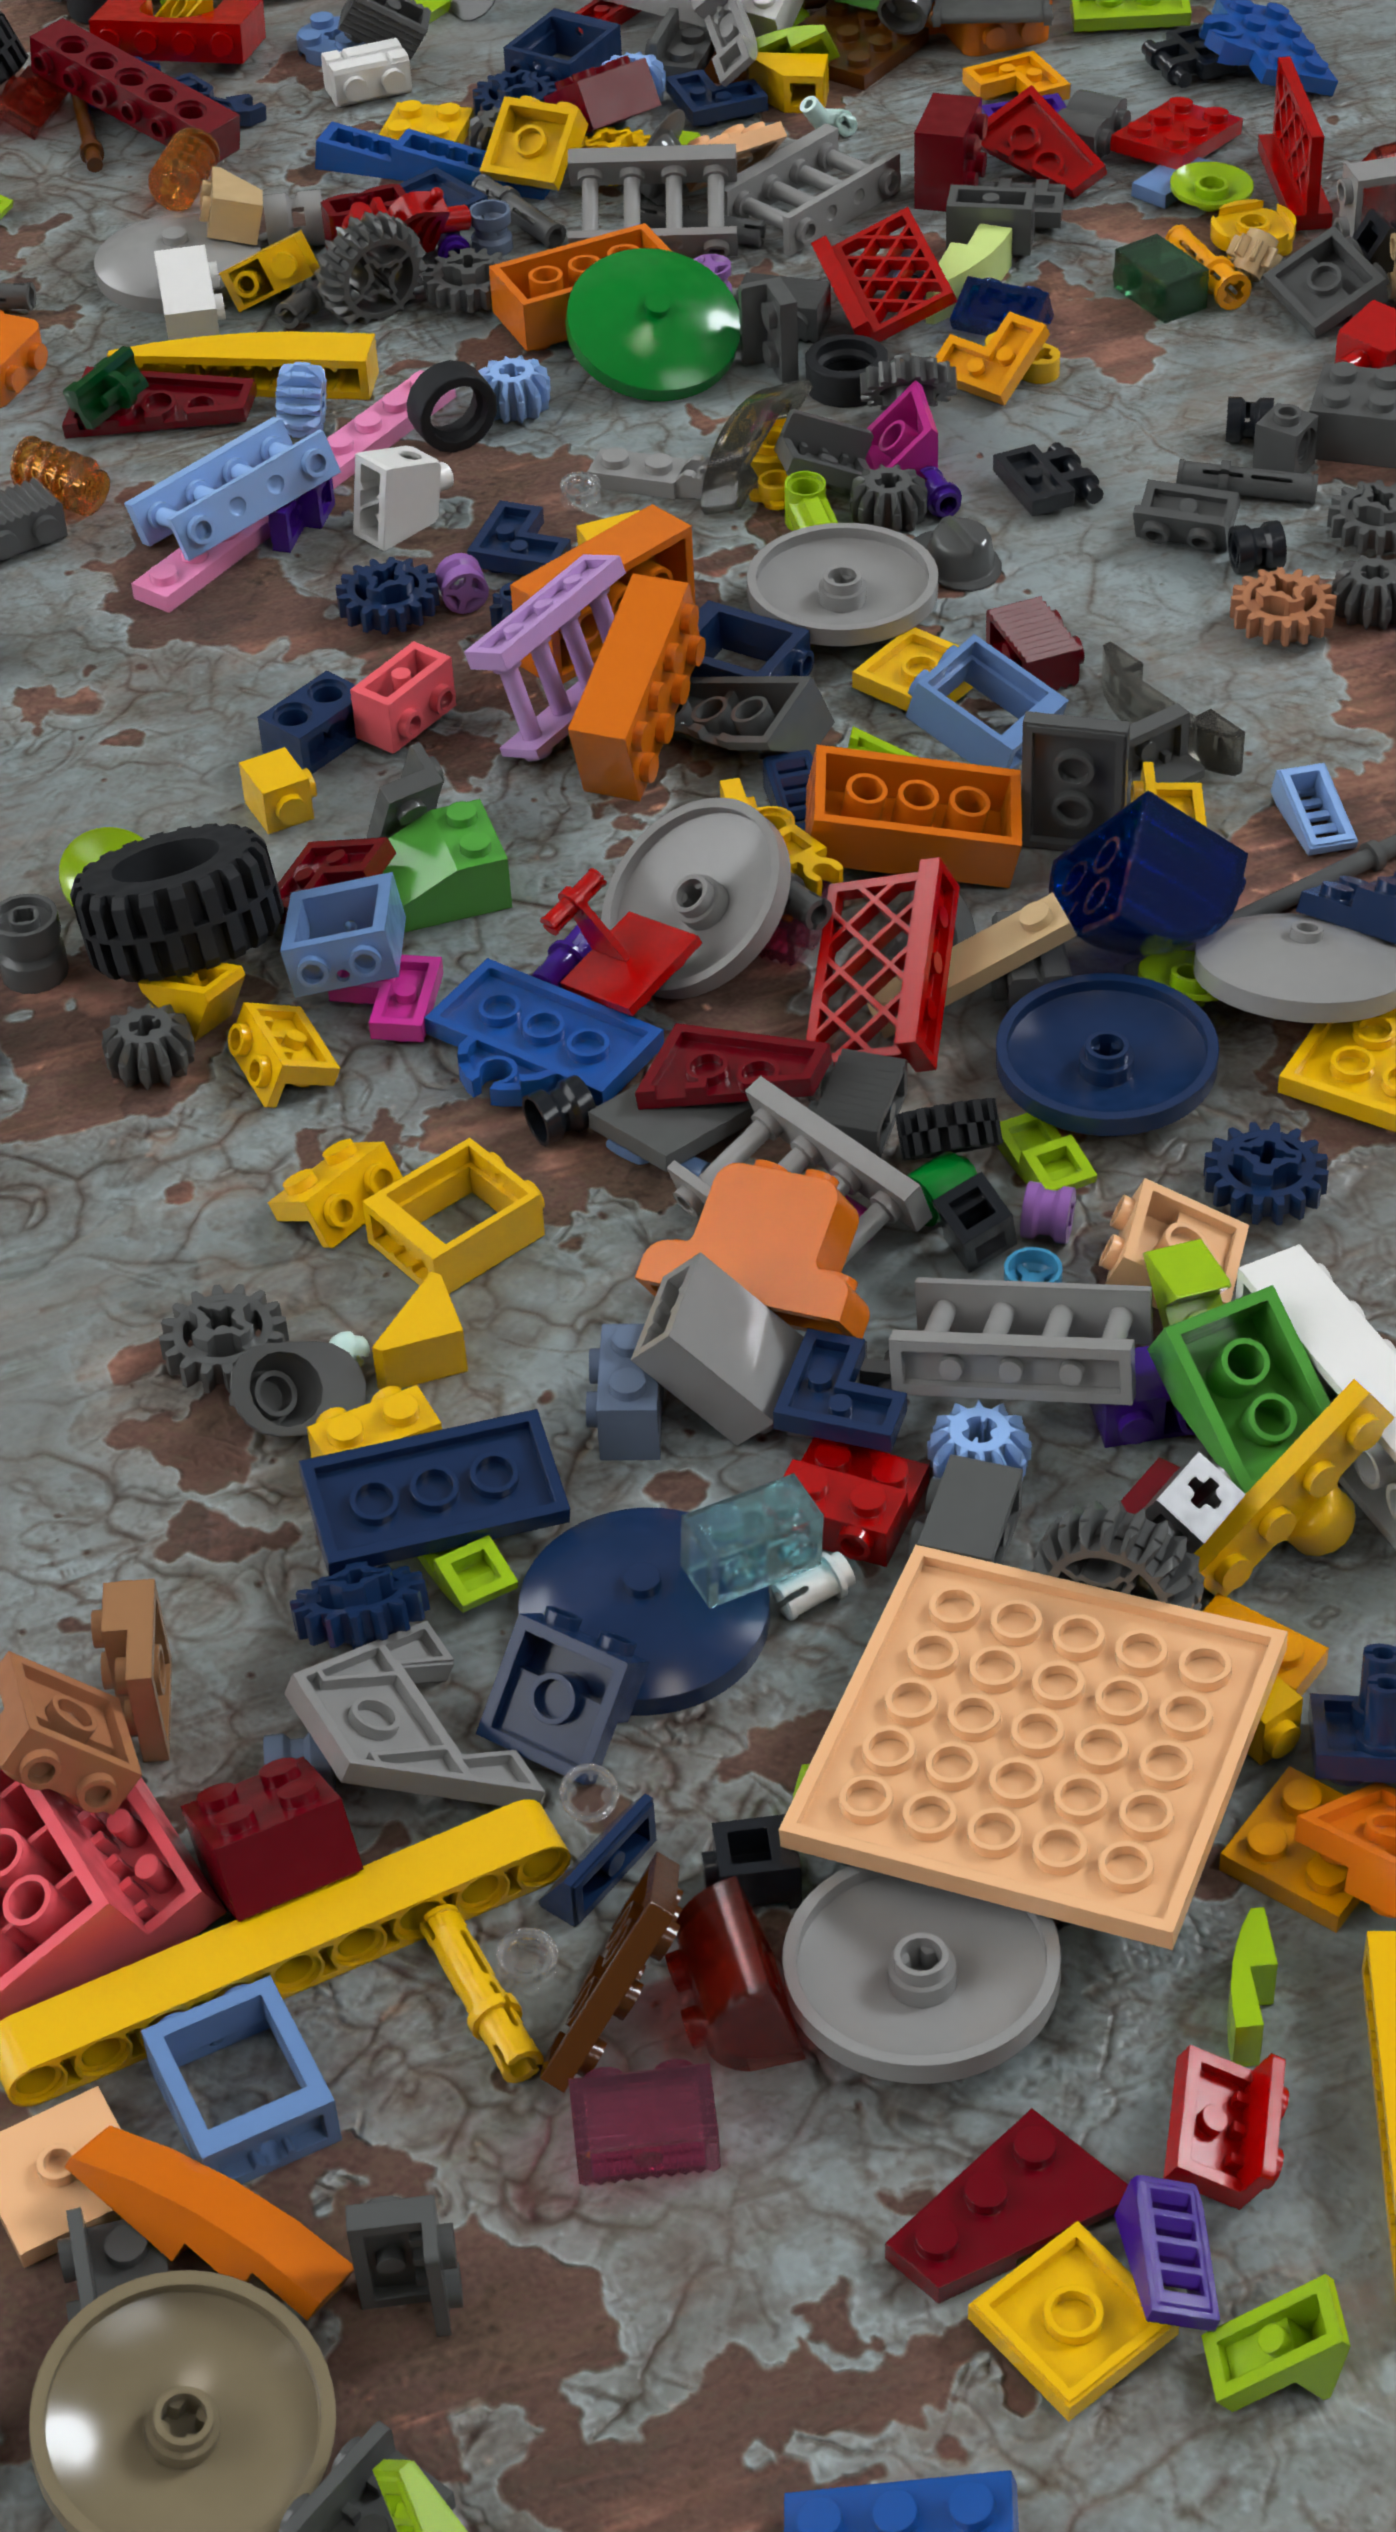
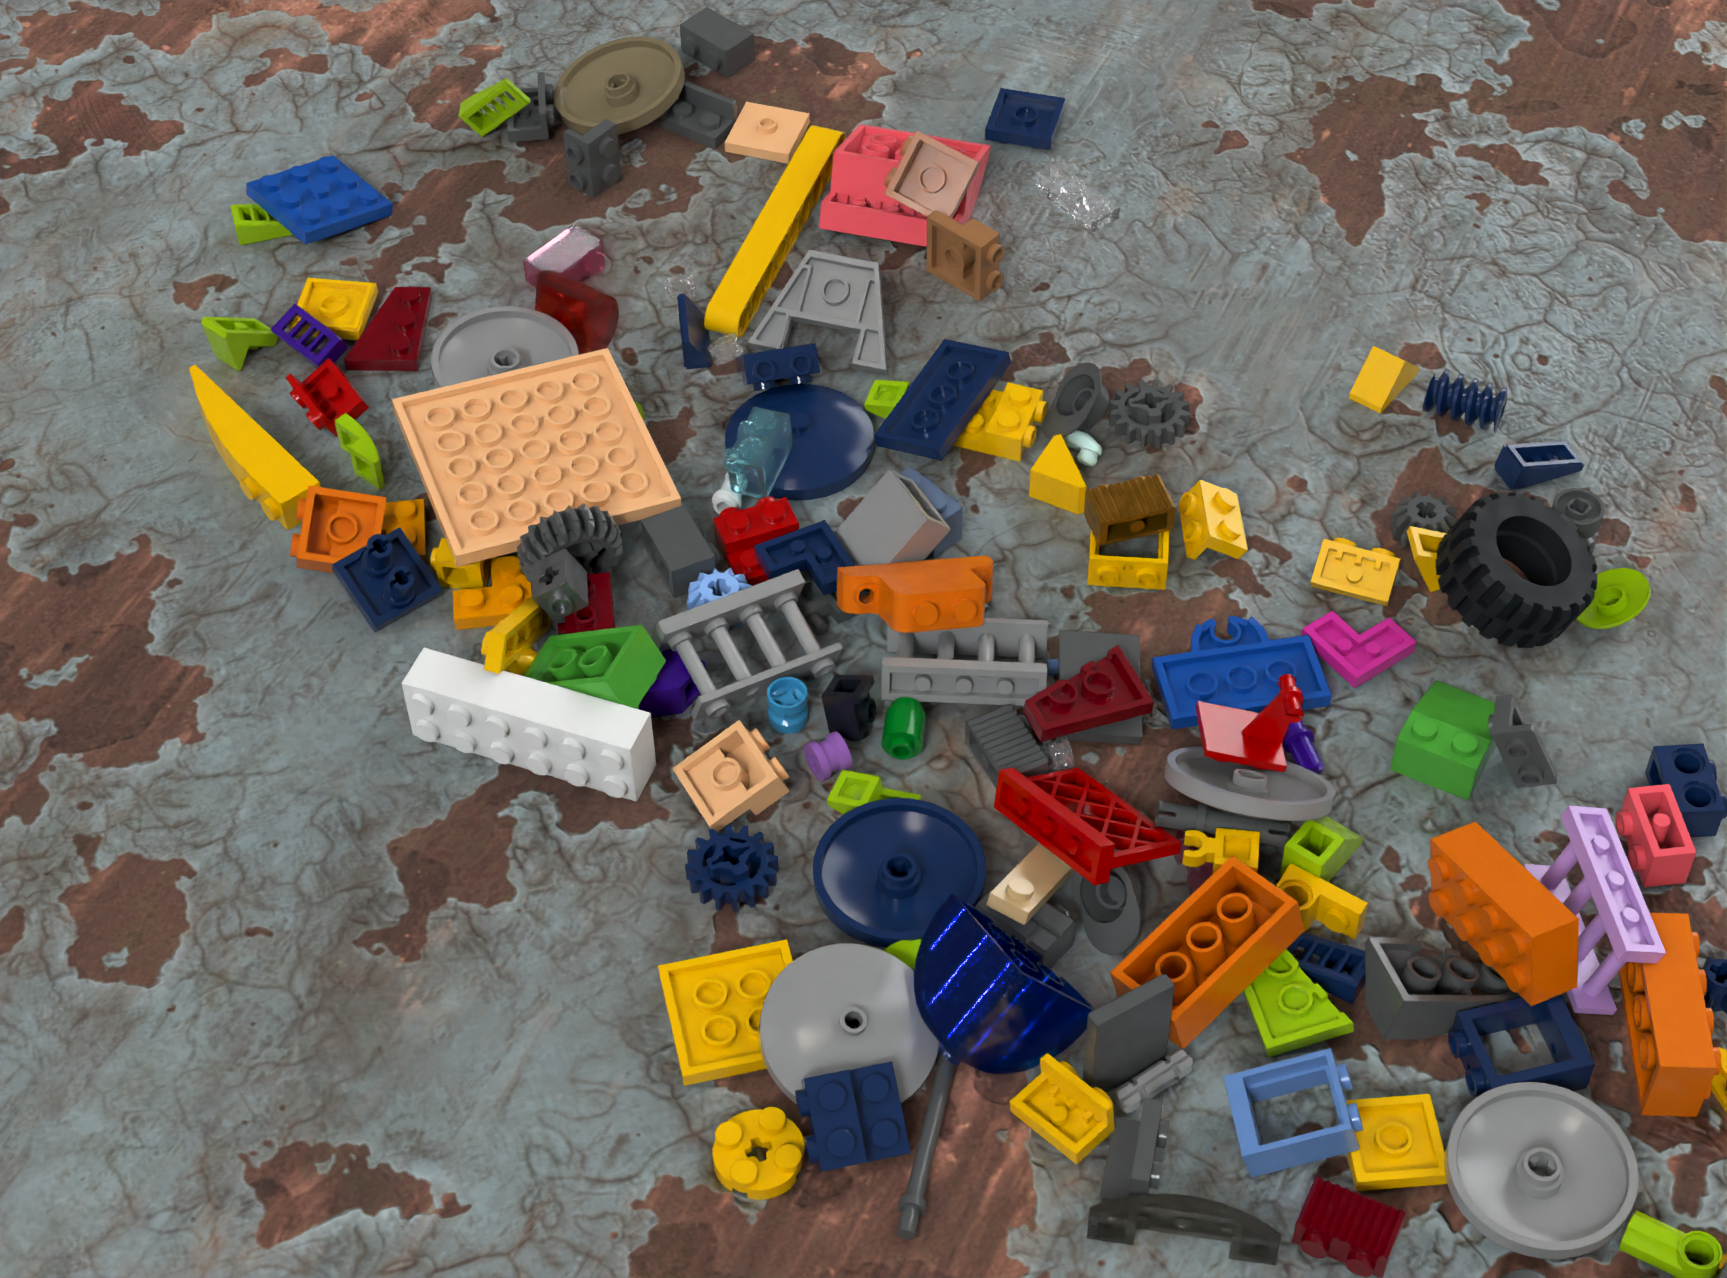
camera: 135 degrees right, 5 degrees up
(227, 2225) = (687, 136): orange slope -> none
(271, 1836) = (821, 225): dark red brick -> none
(277, 790) = (1623, 725): yellow brick -> none
(292, 2124) = (727, 201): medium blue window -> none
(323, 941) = (1395, 647): medium blue window -> none
(335, 862) = (1496, 675): dark red plate -> none
(360, 1605) = (909, 339): dark blue gear -> none
(447, 1180) = (1129, 509): none -> pearl gold brick
(491, 2011) = (668, 261): yellow pin -> none
(558, 1110) = (1162, 633): black wheel -> none
(613, 1984) = (612, 262): reddish brown plate -> none
(754, 1855) = (630, 358): black brick -> none
(949, 1128) = (909, 751): black tyre -> none
(1185, 1280) = (687, 733): lime slope -> none
(1313, 781) = (1015, 1233): light blue slope -> none

